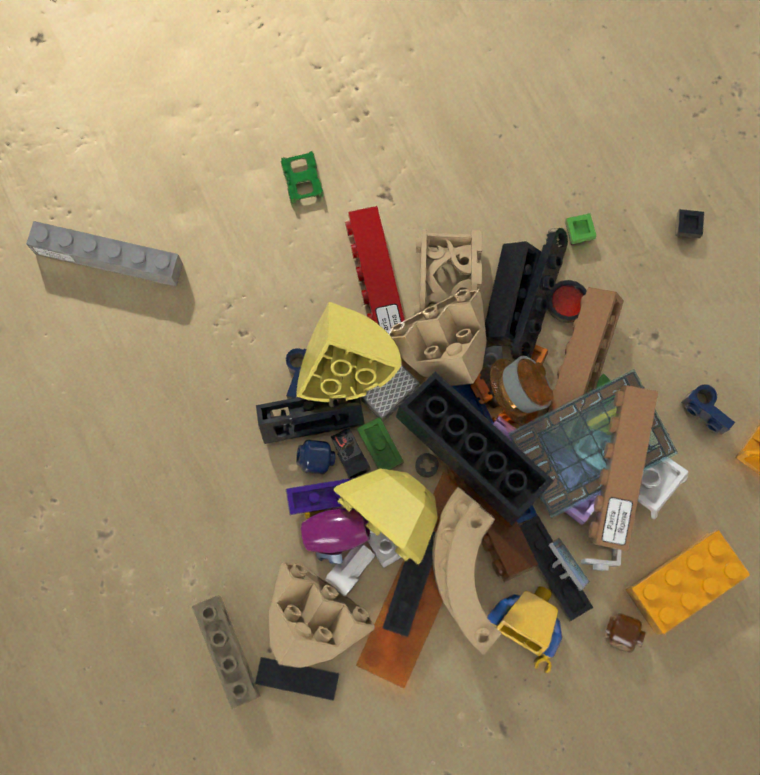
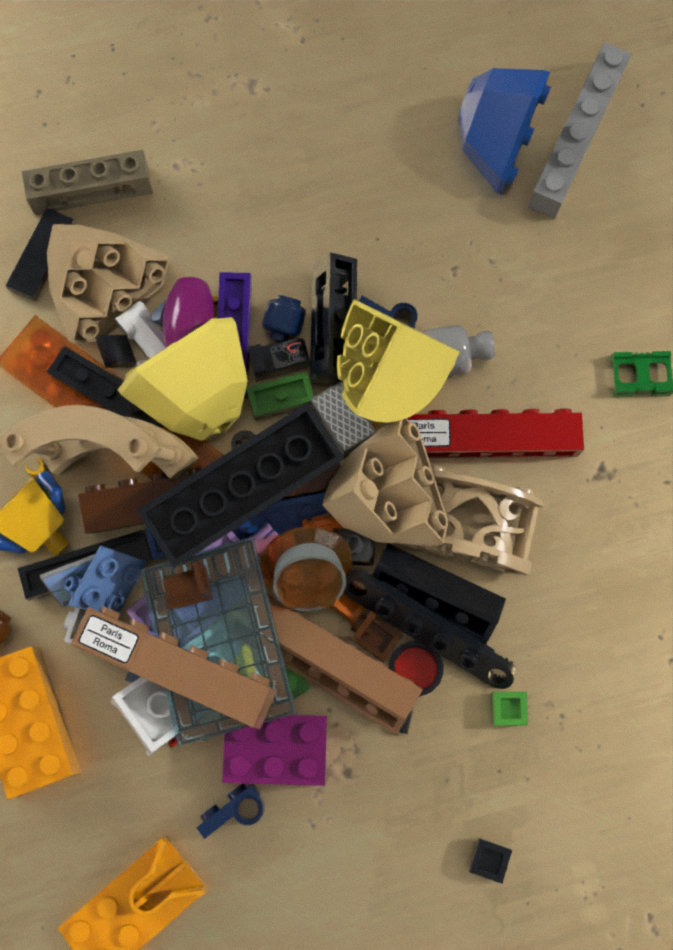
camera: 100 degrees right, 0 degrees up
(112, 314) = (498, 120): none -> blue brick
(310, 313) = (470, 348): none -> light grey piece
(372, 588) = (116, 351): none -> black tile
(553, 333) = (375, 636): none -> reddish brown bracket
(561, 472) = (188, 587): none -> reddish brown bracket
(573, 541) = (105, 581): none -> medium blue hinge
(661, 372) = (279, 753): none -> magenta brick

